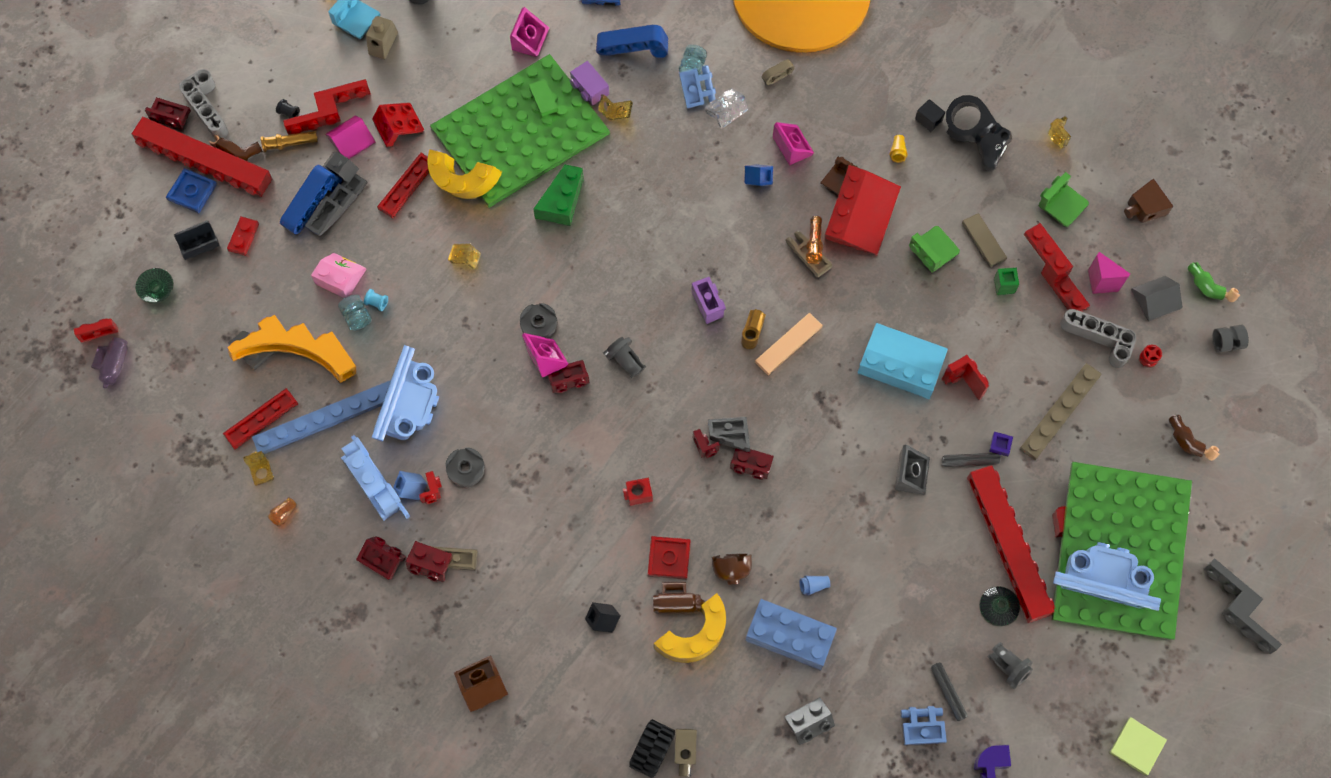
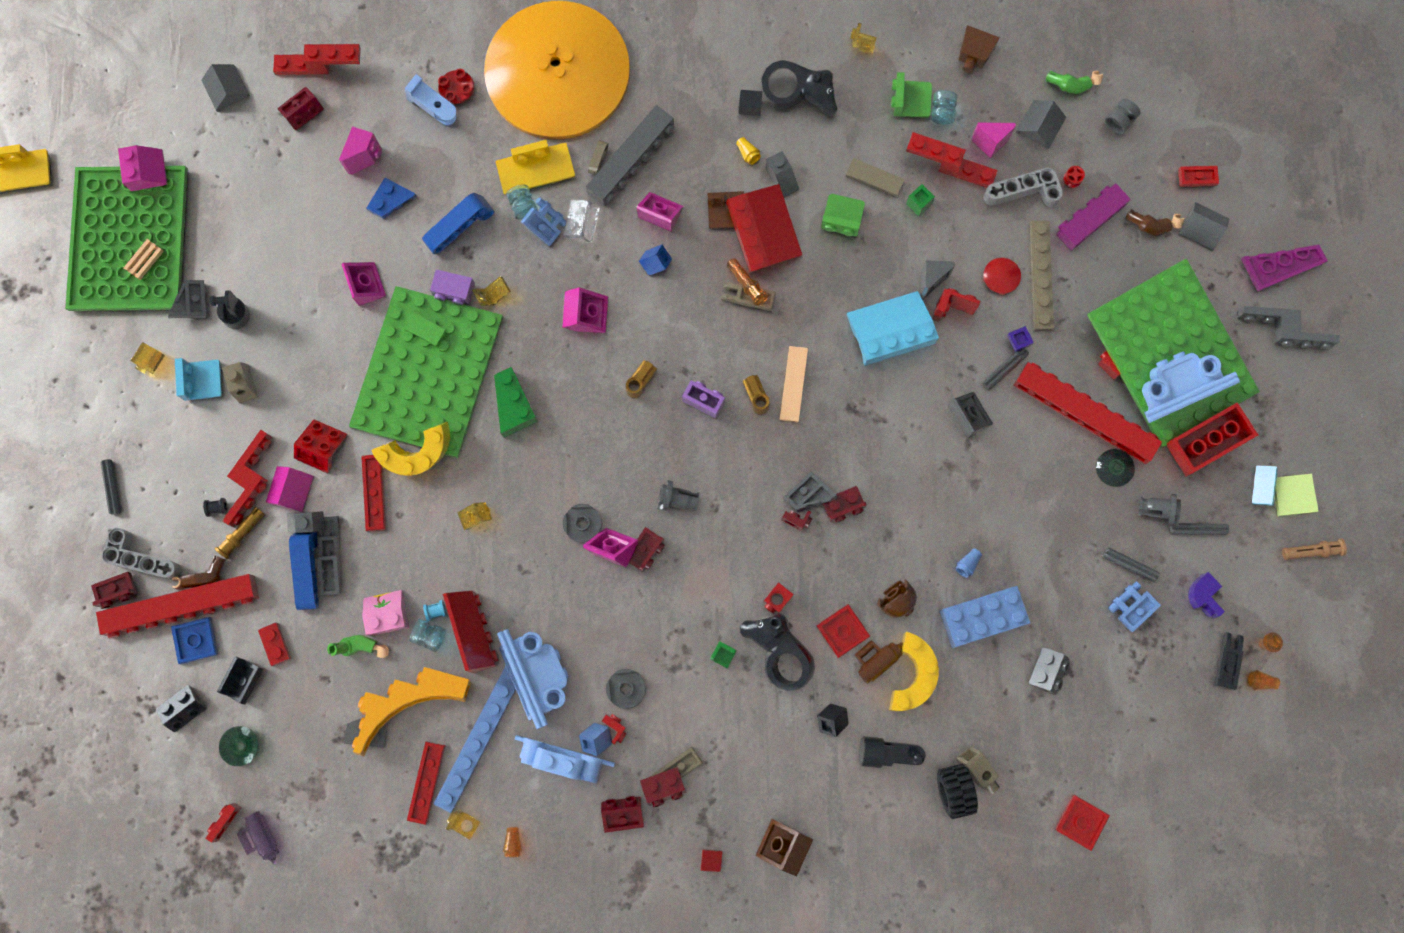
camera: 35 degrees left, 10 degrees up
(138, 229) = (180, 709): none -> black bracket
(229, 43) = (110, 487): none -> dark grey axle
(298, 279) = (353, 644): none -> bright green arm
(386, 330) = (470, 631): none -> red slope
(416, 647) = (711, 860): none -> red slope
(559, 499) = (723, 654): none -> green panel
(611, 517) = (776, 638): none -> black animal
(614, 668) = (877, 753): none -> black piece
(673, 172) = (585, 311): none -> dark pink slope
(674, 251) = (641, 378): none -> pearl gold piece
(726, 44) = (535, 165): none -> yellow bracket
(803, 87) = (630, 155): none -> dark grey brick
(911, 184) = (782, 173): none -> dark grey slope
(970, 343) = (934, 274): none -> dark grey slope
(1027, 387) = (1002, 275): none -> red dish
(1031, 708) = (1199, 528): none -> dark grey axle
(1084, 226) = (944, 107): none -> clear light blue wheel
(1099, 643) = (1211, 439): none -> red brick
(1117, 717) = (1264, 485): none -> tile
(1141, 397) = (1095, 215): none -> magenta brick
(1233, 474) = (1204, 226): none -> dark grey slope
(1259, 431) = (1198, 176): none -> red plate
(1269, 552) = (1277, 267): none -> magenta wing

